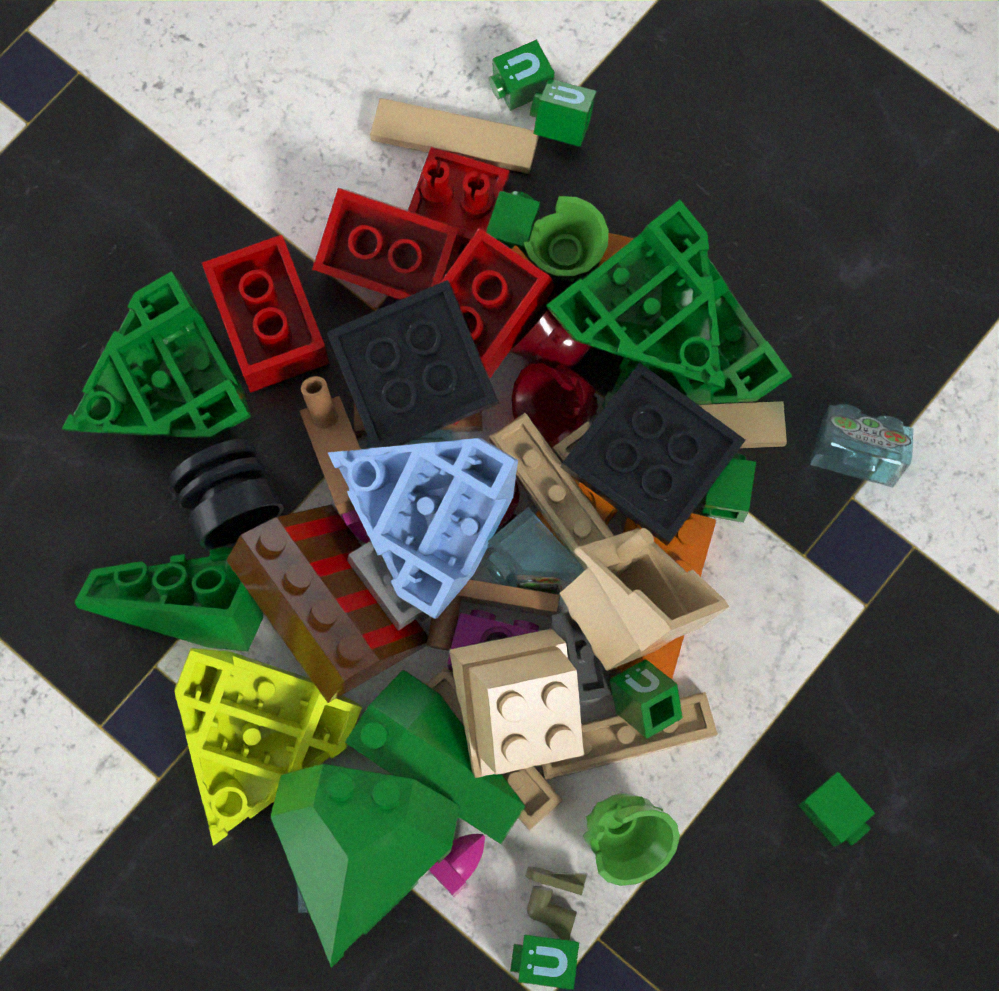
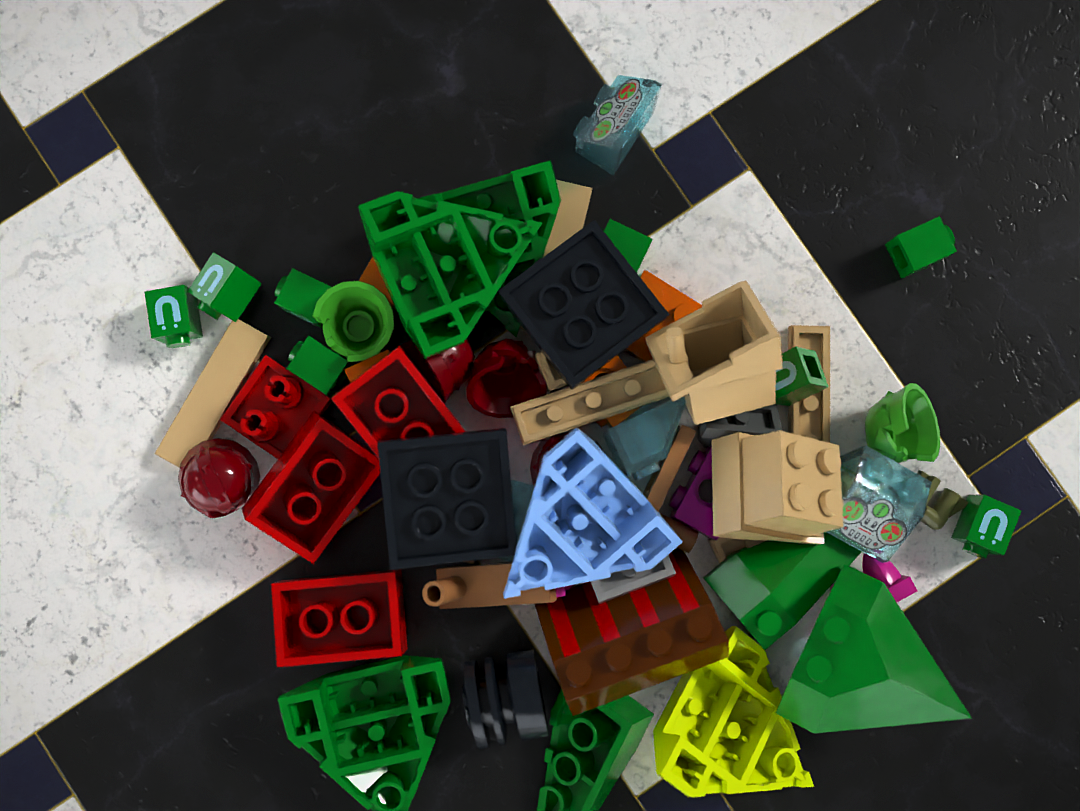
camera: 75 degrees left, 10 degrees up
(374, 161) = (218, 477): none -> dark red helmet
(534, 821) = (879, 502): none -> clear light blue slope
(580, 180) = (299, 295): none -> green brick

